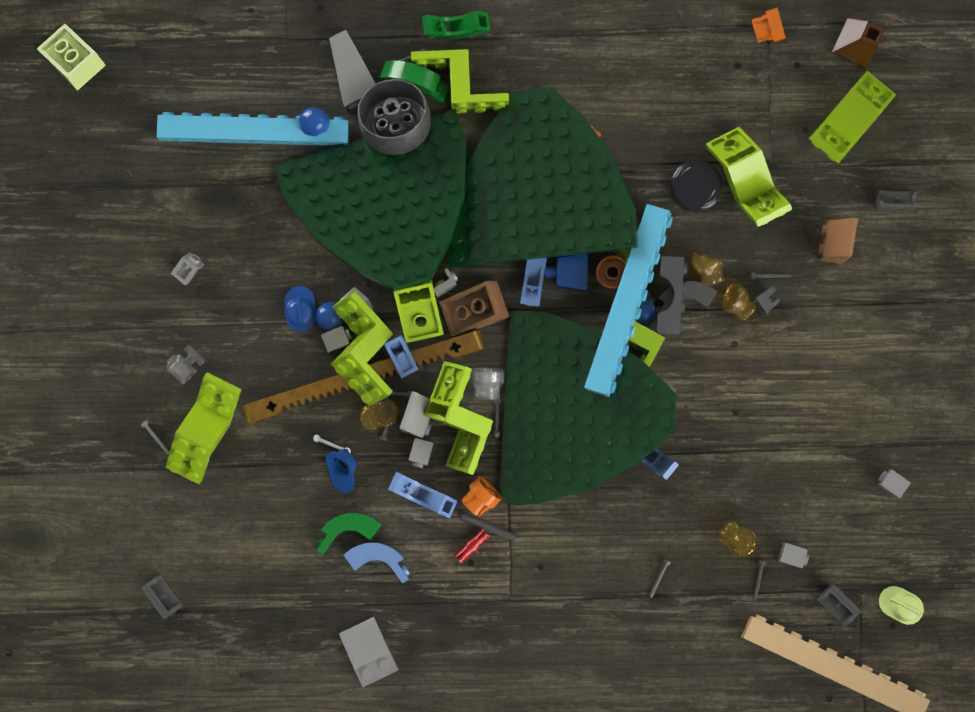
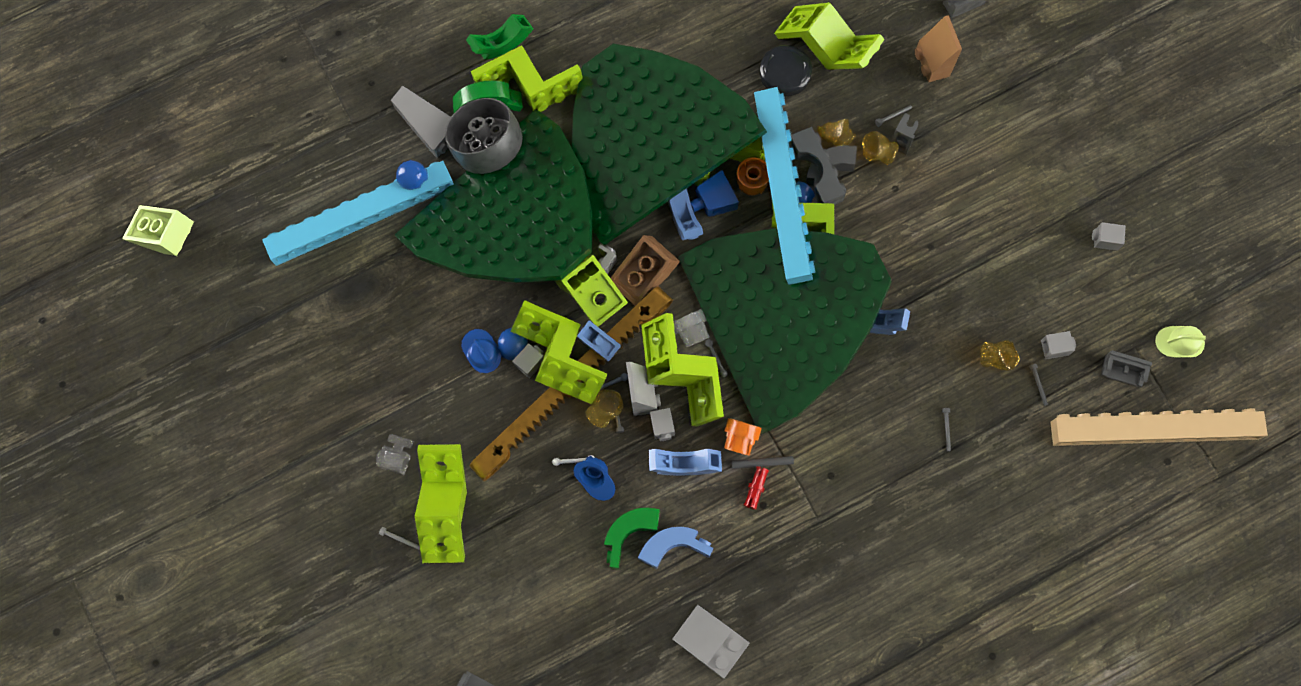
camera: 20 degrees left, 10 degrees down
(187, 268) = (355, 364): light grey bracket -> none

